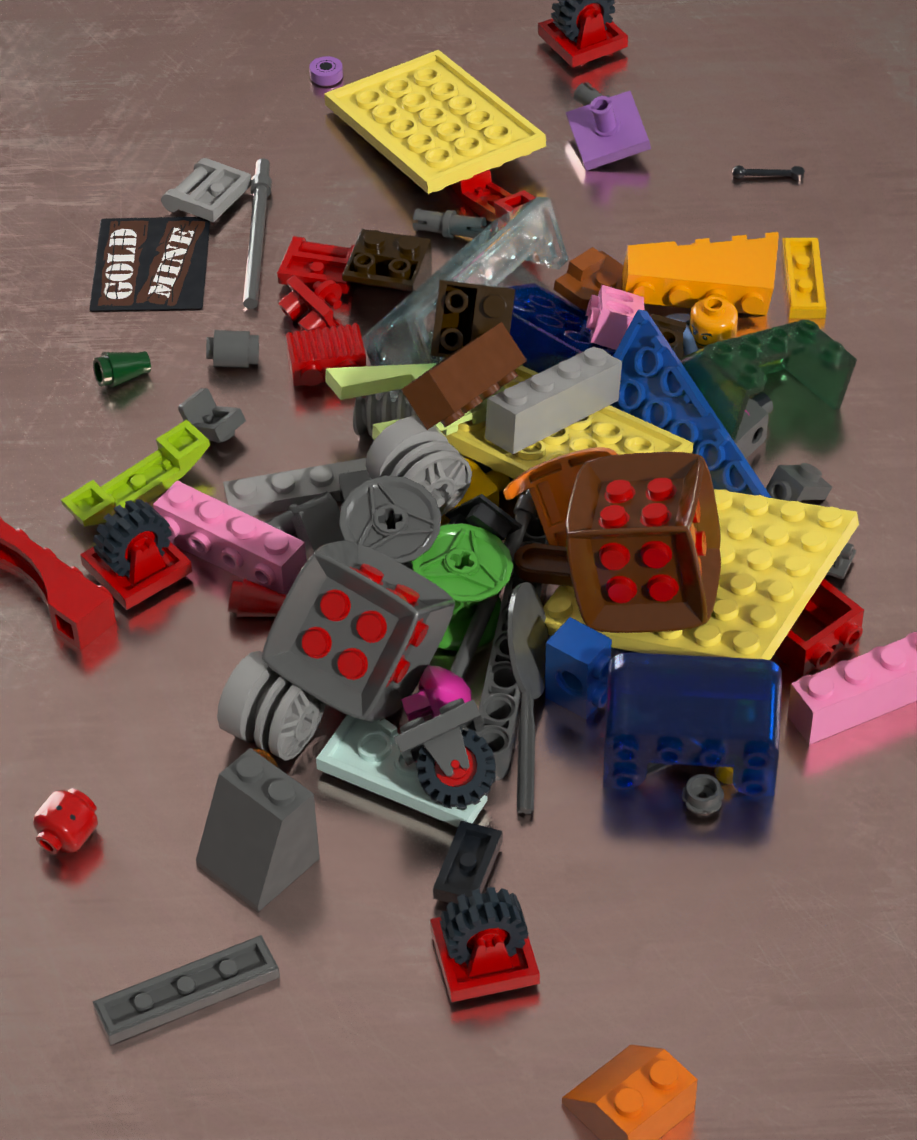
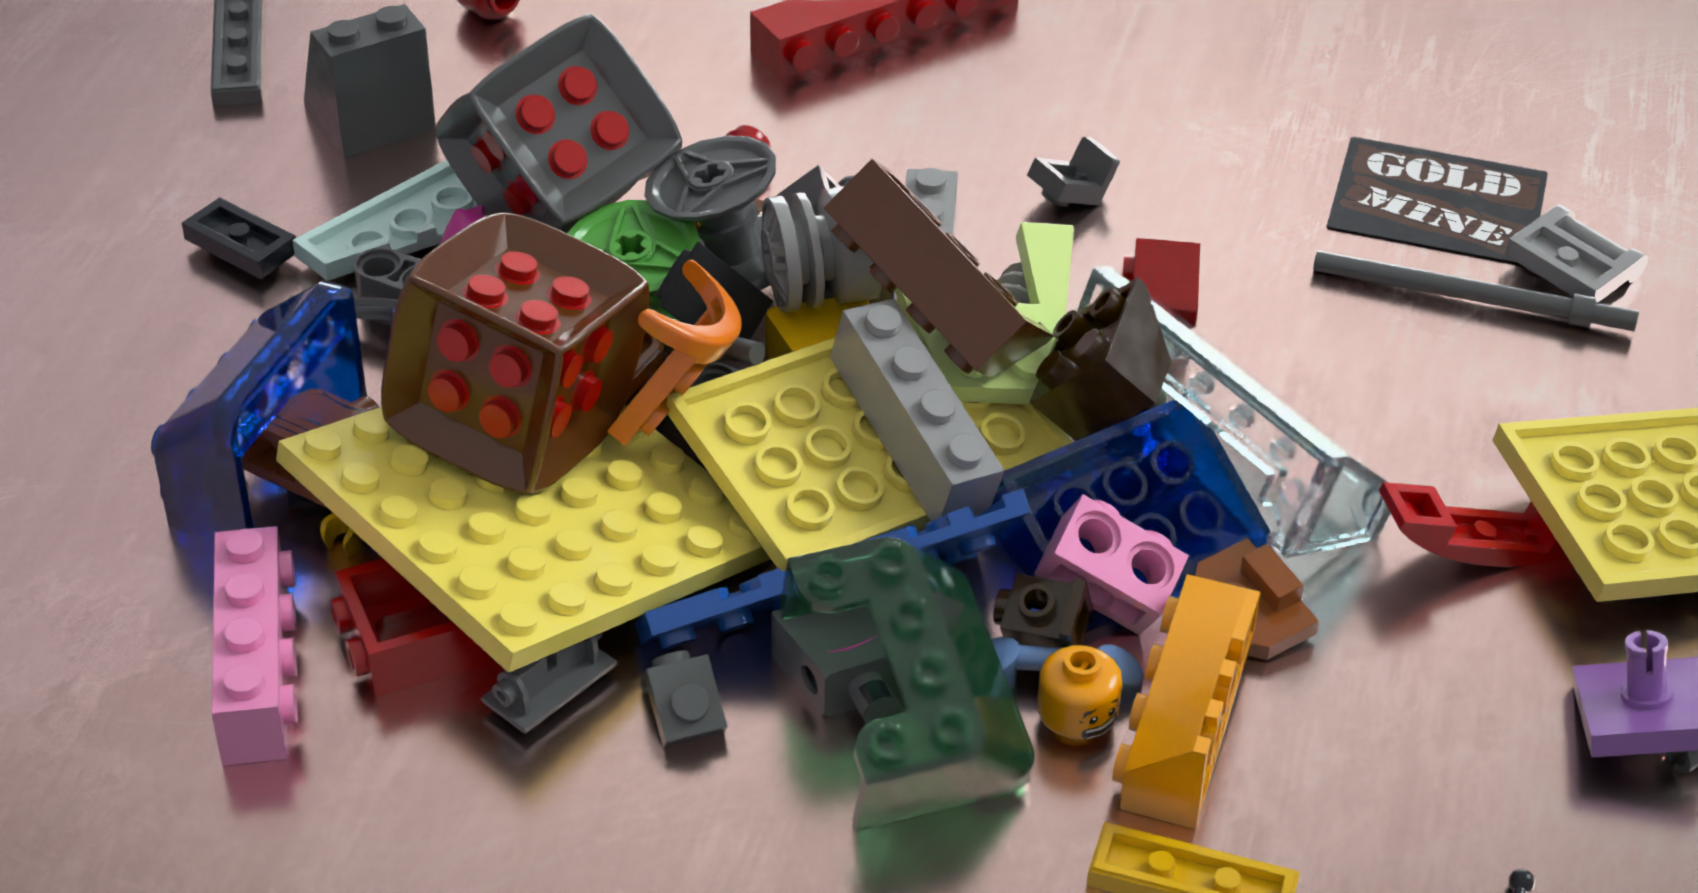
camera: 105 degrees right, 5 degrees down
(119, 367) = (1207, 123): dark green cone -> none
(134, 554) = (850, 77): plate -> none
(145, 480) = (983, 108): lime slope -> none
(231, 538) = (888, 126): bright pink brick -> none
(233, 349) = (1210, 216): dark grey brick -> none
(314, 263) = (1362, 318): red plate -> none
(316, 303) = (1273, 299): red hips -> none
(389, 261) = (1329, 368): dark brown slope -> none
(448, 223) = (1445, 465): dark grey pin -> none
(450, 757) = (358, 197): plate -> none
(484, 945) = (114, 211): plate -> none

